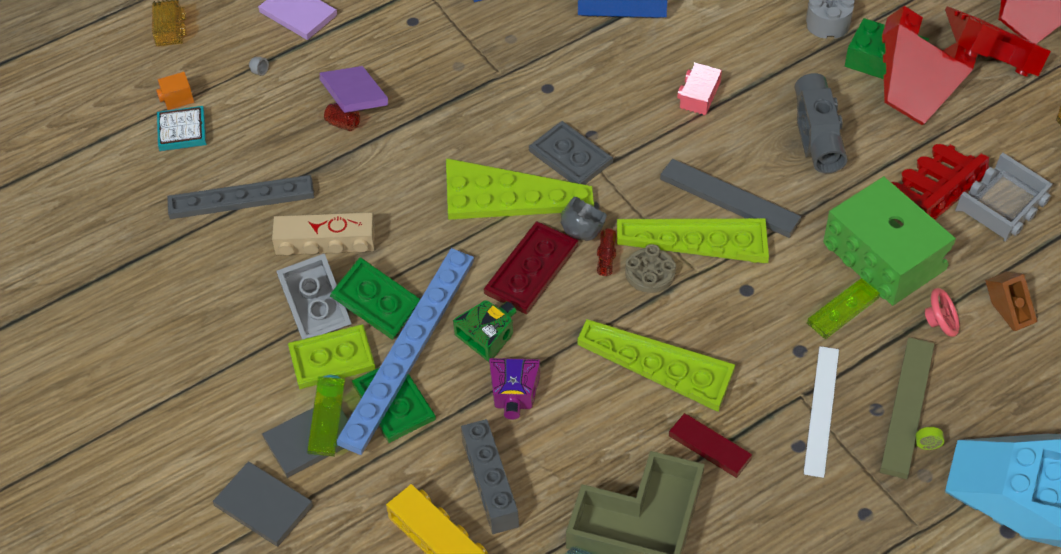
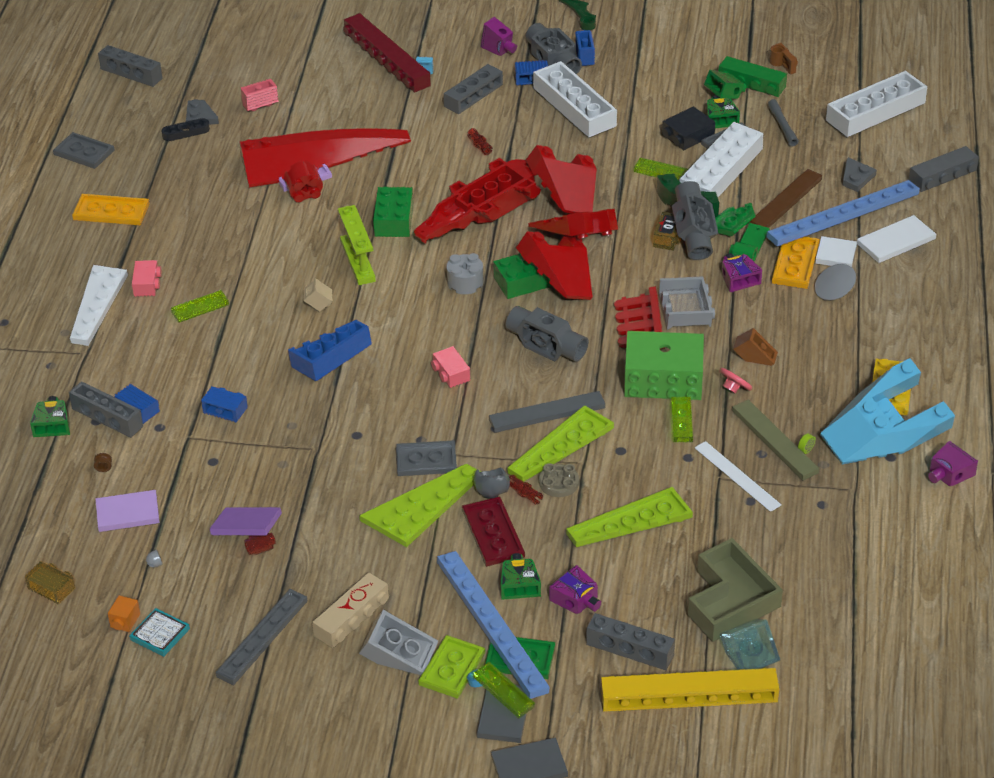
camera: 50 degrees left, 10 degrees down
(375, 298) = (437, 614): green tile -> none
(710, 445) = (710, 535): dark red tile -> none

